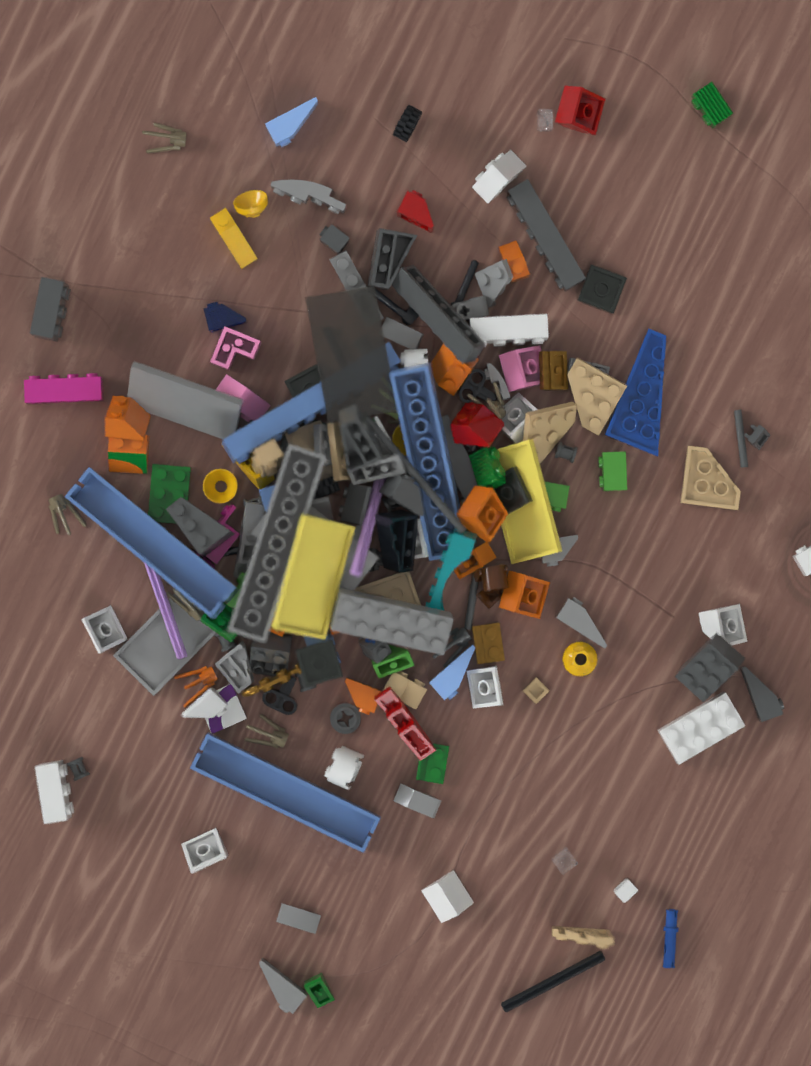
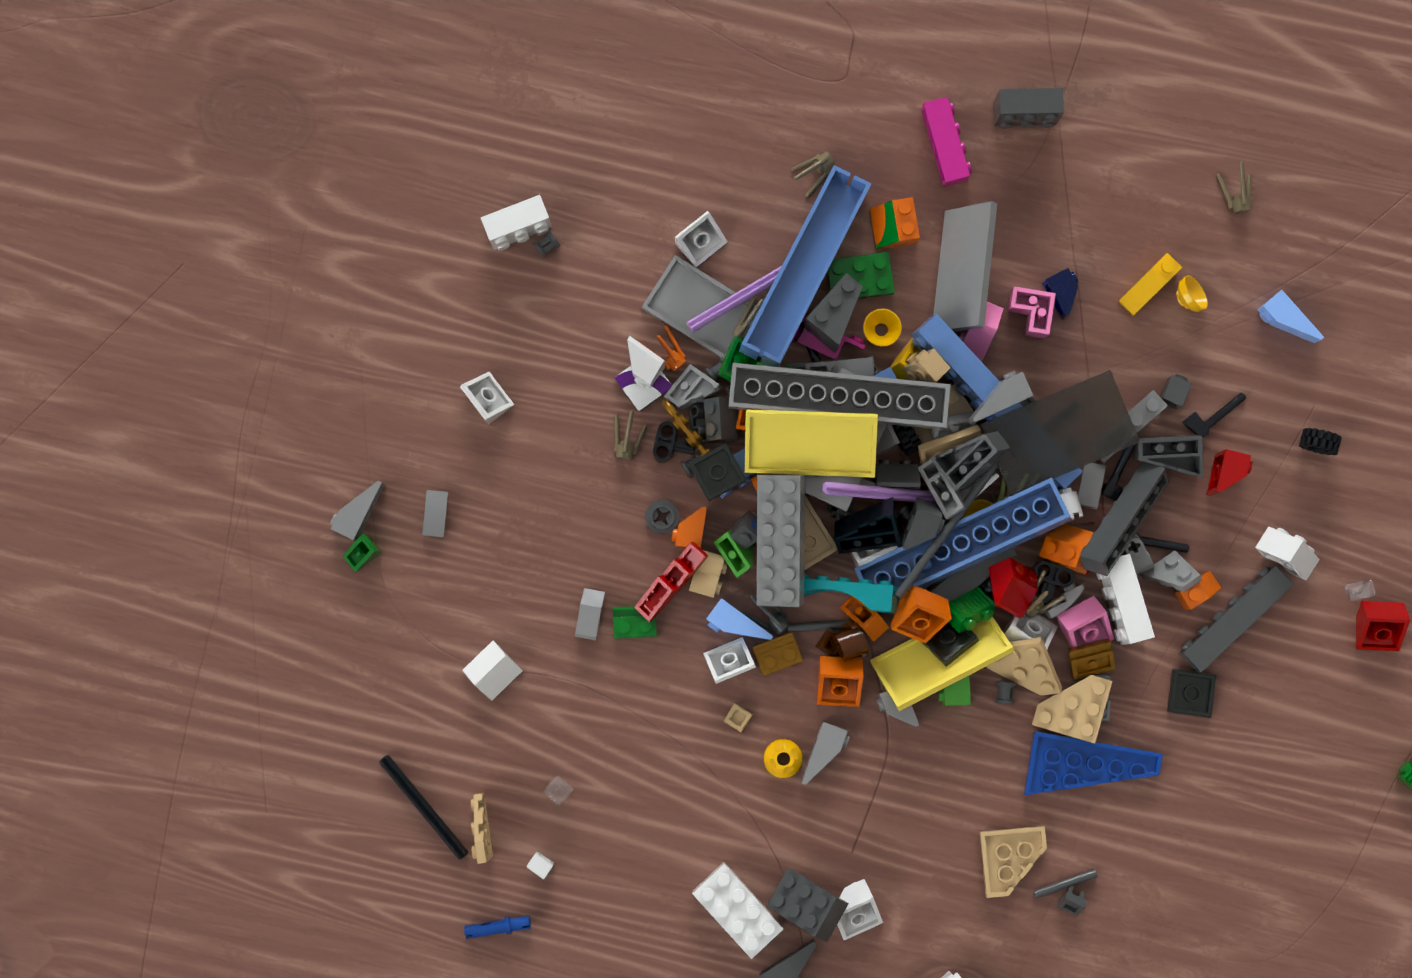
camera: 80 degrees right, 5 degrees down
(126, 419) = (931, 211): orange slope -> none
(285, 792) = (568, 469): medium blue piece -> none
(302, 190) = (1219, 346): light grey slope -> none
(308, 397) = (1005, 394): none -> light grey slope
(344, 768) = (609, 526): white brick -> none
(371, 224) = (1202, 428): none -> black piece
(613, 471) = (997, 749): bright green piece -> none

